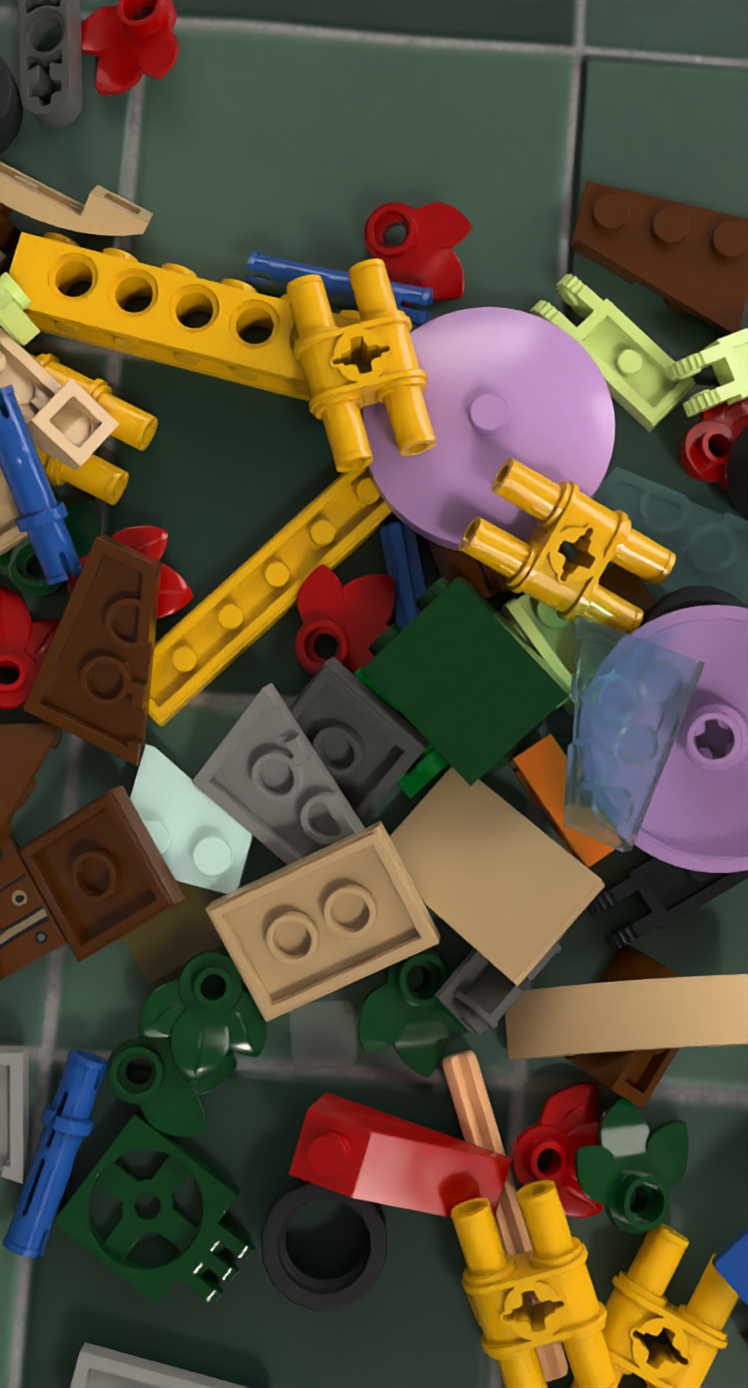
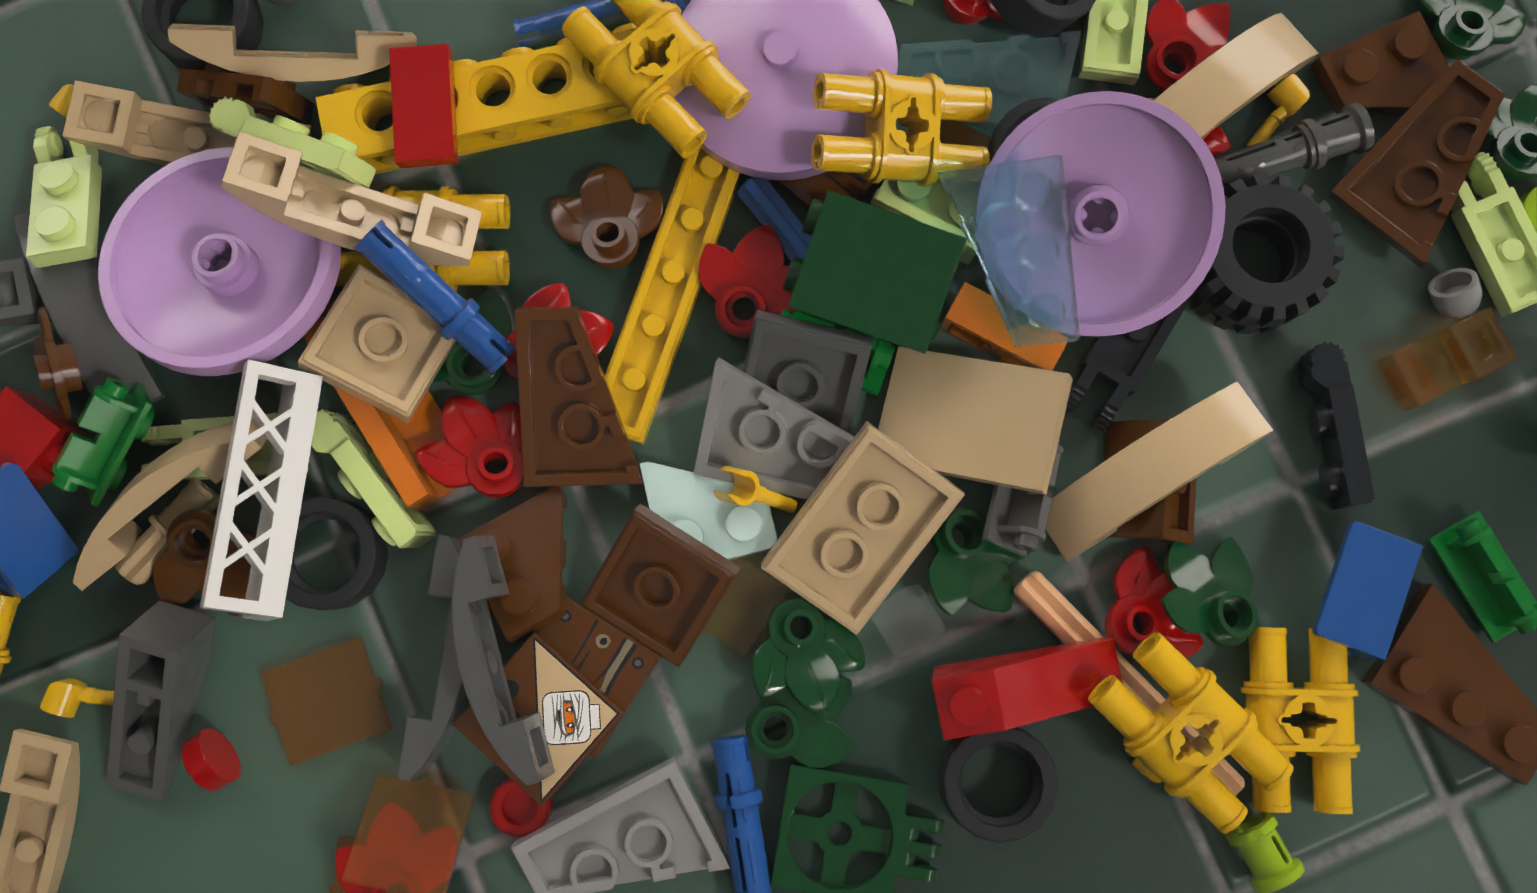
camera: 25 degrees left, 0 degrees up
(117, 293) = (423, 106): none -> red tile
(233, 827) = (748, 490): none -> yellow hand
(244, 480) = (605, 210): none -> reddish brown plate

